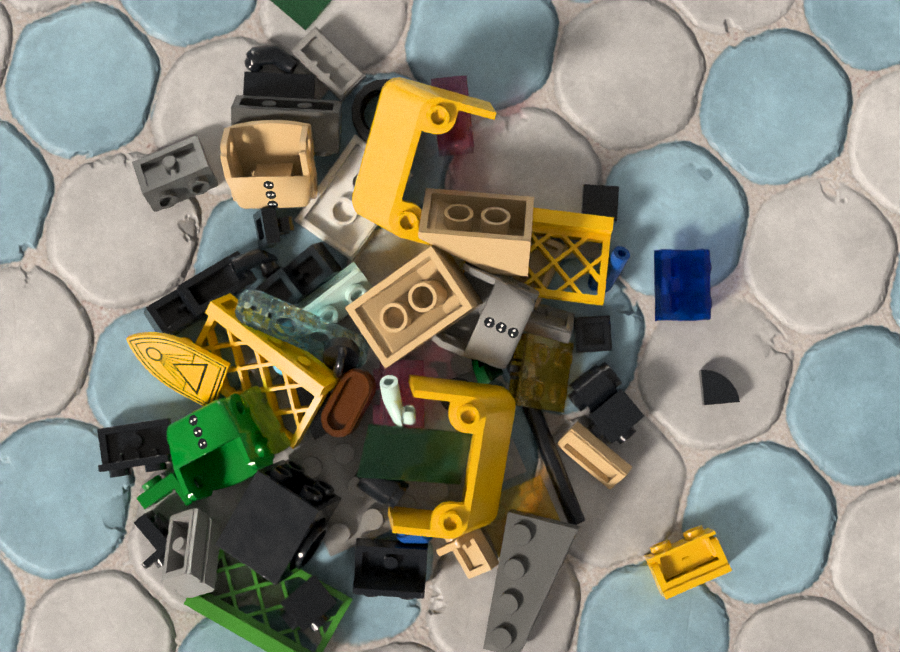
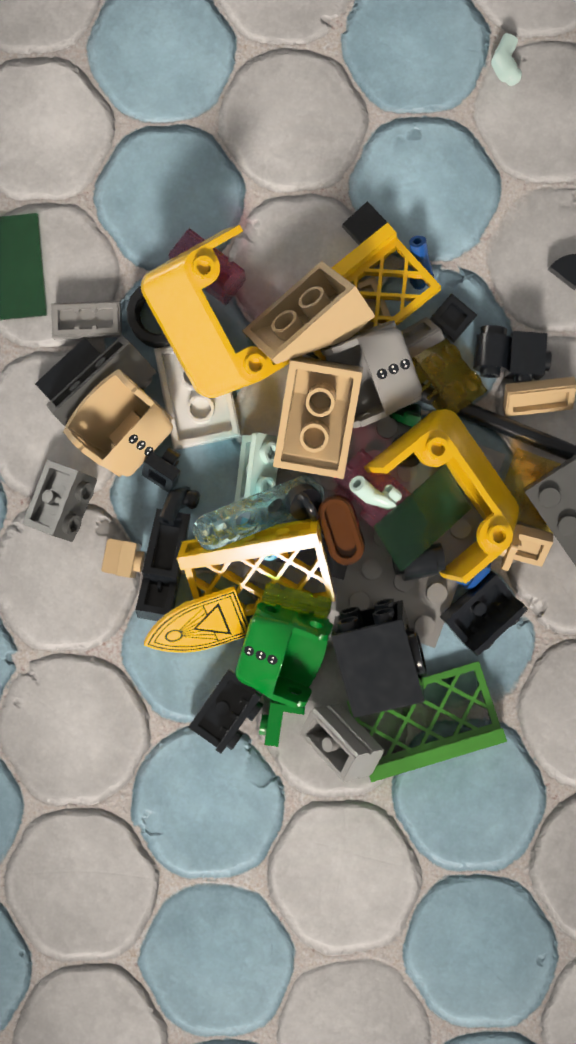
camera: 35 degrees left, 0 degrees up
(155, 529) = (301, 753): black bracket -> none
(176, 261) = (123, 558): none -> tan bracket
(267, 55) = (40, 355): black arm -> none
(301, 275) = (218, 479): black slope -> none
(307, 606) = (456, 695): black brick -> none
(682, 285) = (479, 221): clear blue bracket -> none
(823, 187) = (504, 63): none -> light aqua arm

